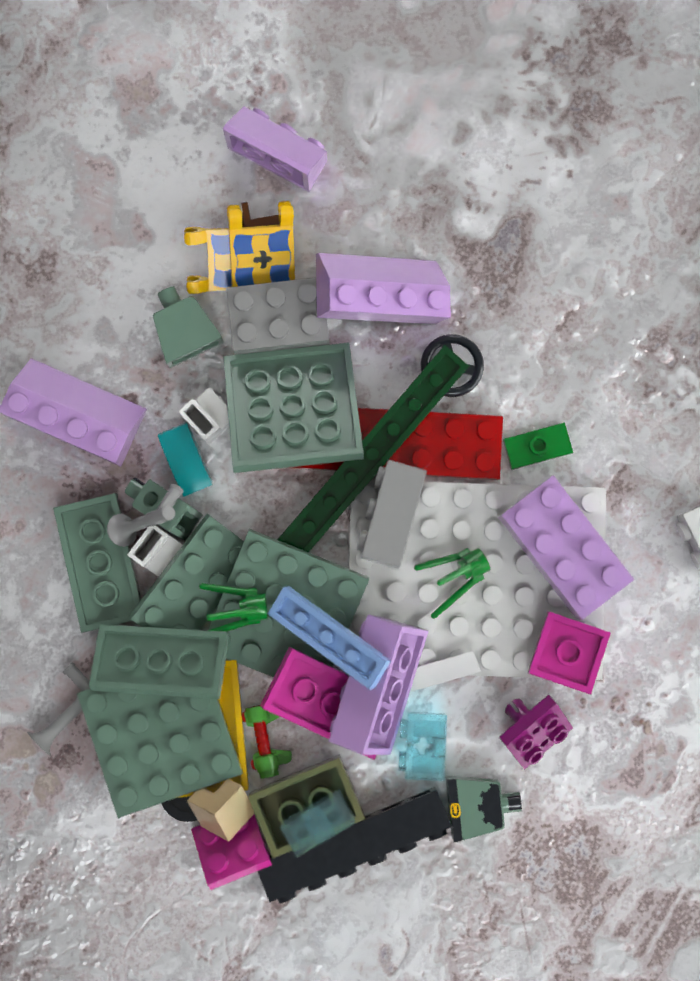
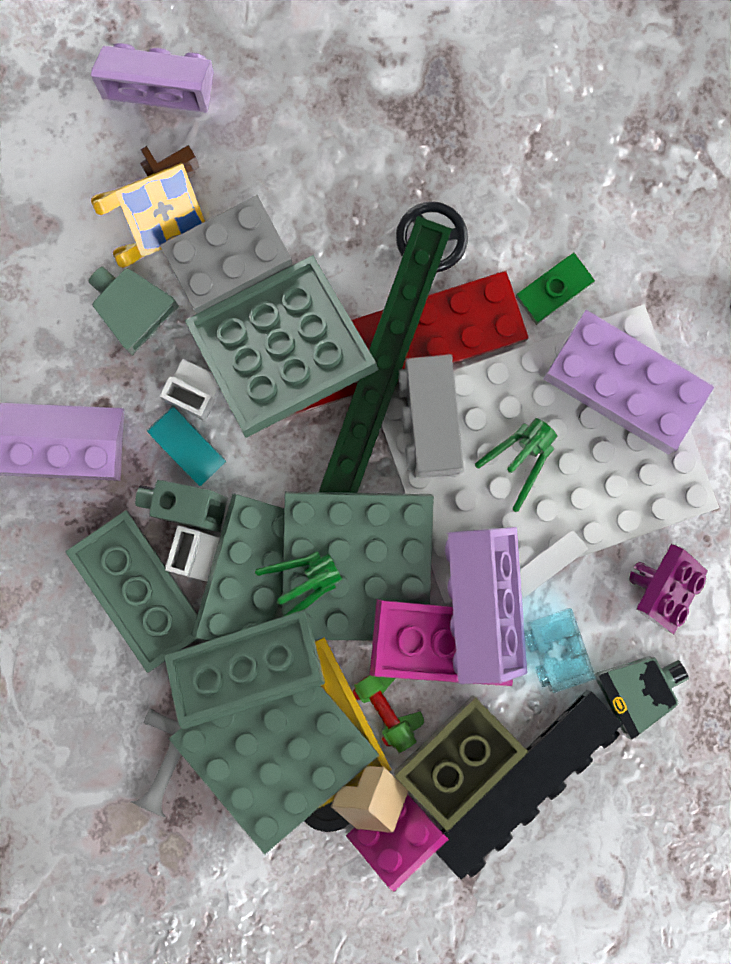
camera: 25 degrees left, 0 degrees up
(123, 529) = (150, 545): light grey piece -> none
(261, 252) = (183, 192): yellow flag -> none
(317, 822) = (481, 774): clear light blue brick -> none
(329, 637) = (416, 572): light blue plate -> none
(381, 289) = (326, 184): lavender slope -> none
(569, 652) = (674, 492): dark pink plate -> none

